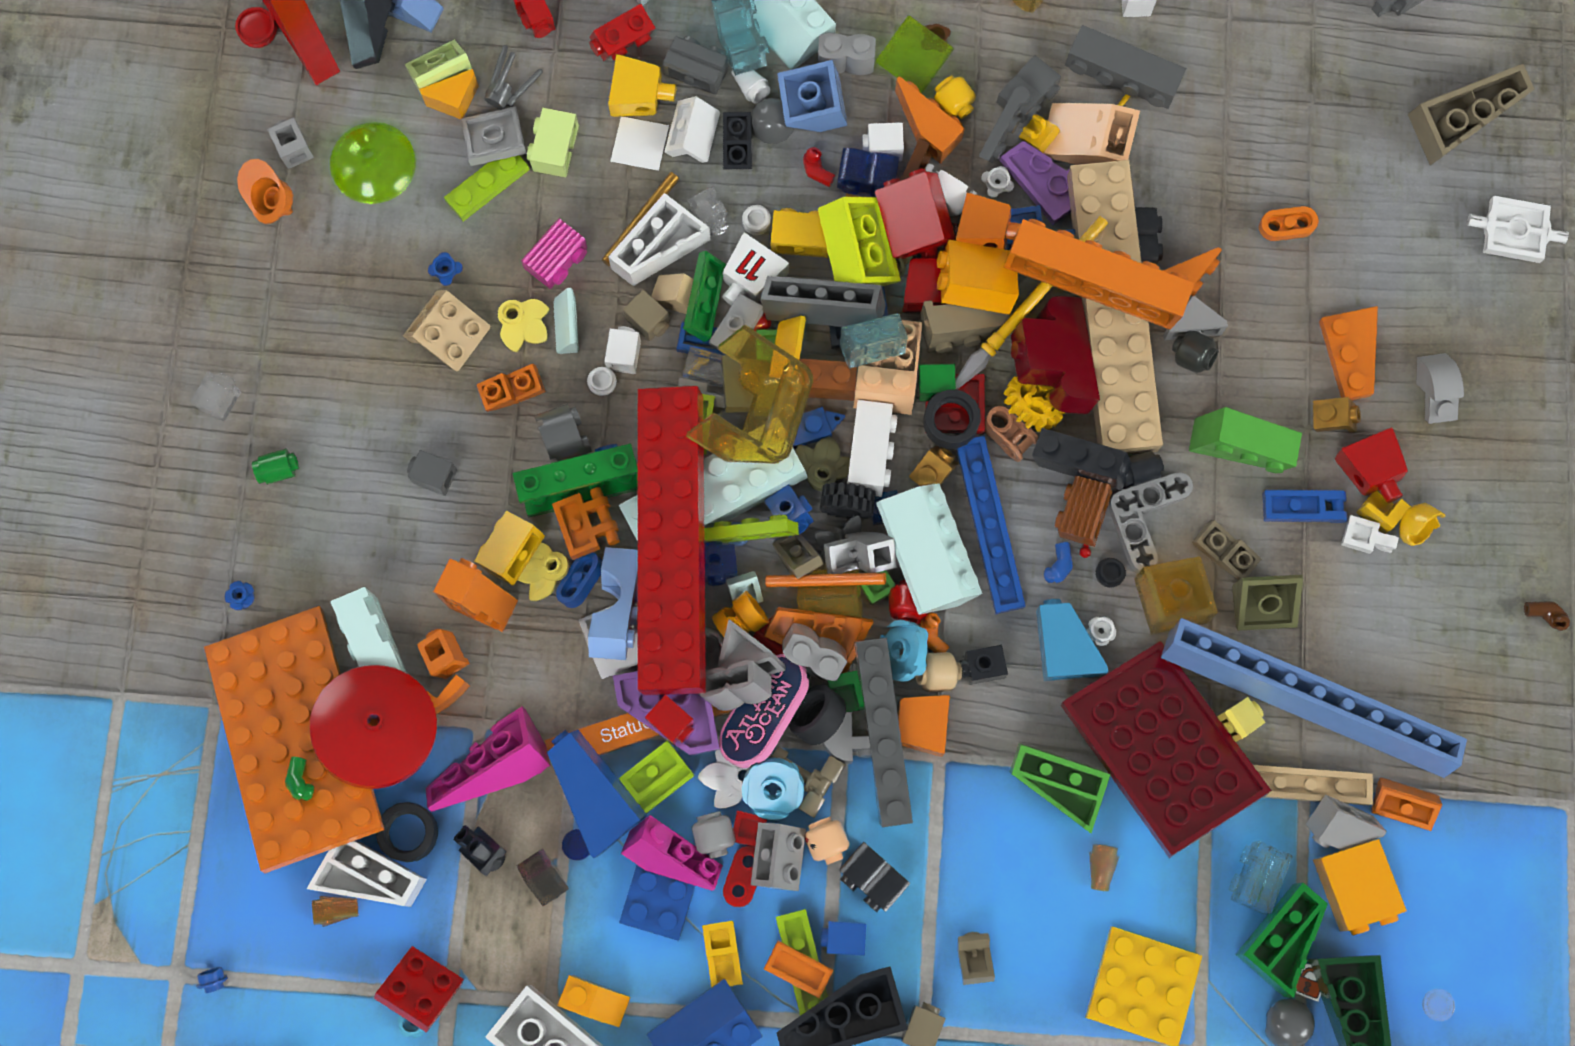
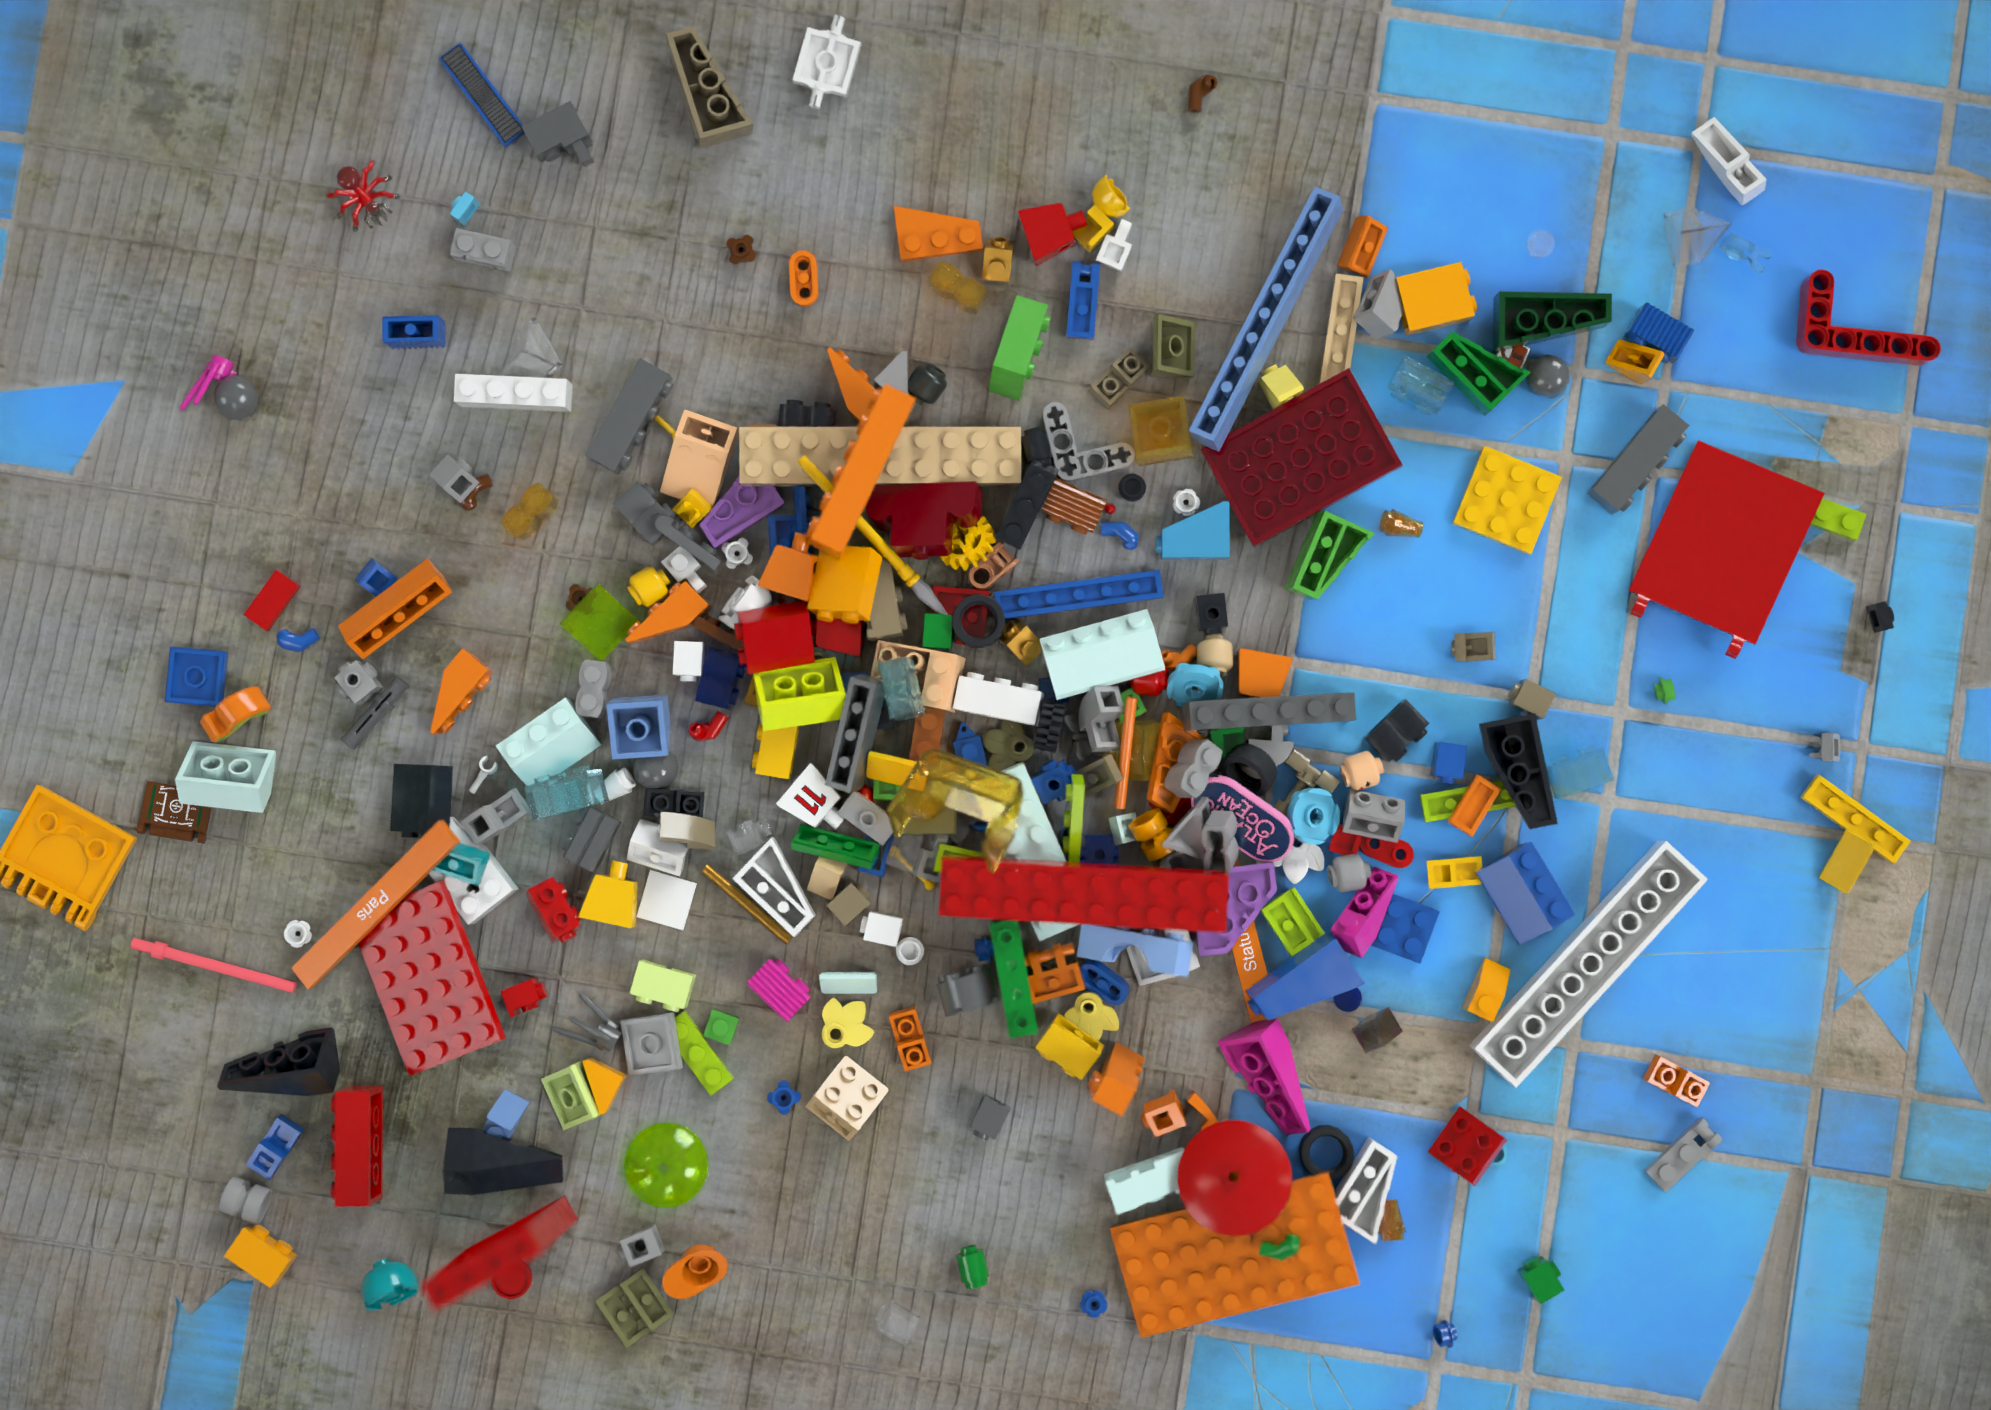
camera: 80 degrees left, 10 degrees up
(228, 141) = (634, 1307): none -> olive slope
(480, 849) = (1348, 1085): black hips -> none
(514, 203) = (721, 1027): none -> bright green plate
(671, 720) = (1248, 904): red brick -> none
(712, 151) = (688, 829): none -> slope
(756, 220) = (757, 791): white tile -> none
(975, 133) = (684, 566): none -> white plate
(1300, 375) = (965, 291): none -> clear yellow brick
(1306, 169) = (741, 257): none -> reddish brown plate
(1442, 386) = (979, 158): light grey brick -> none

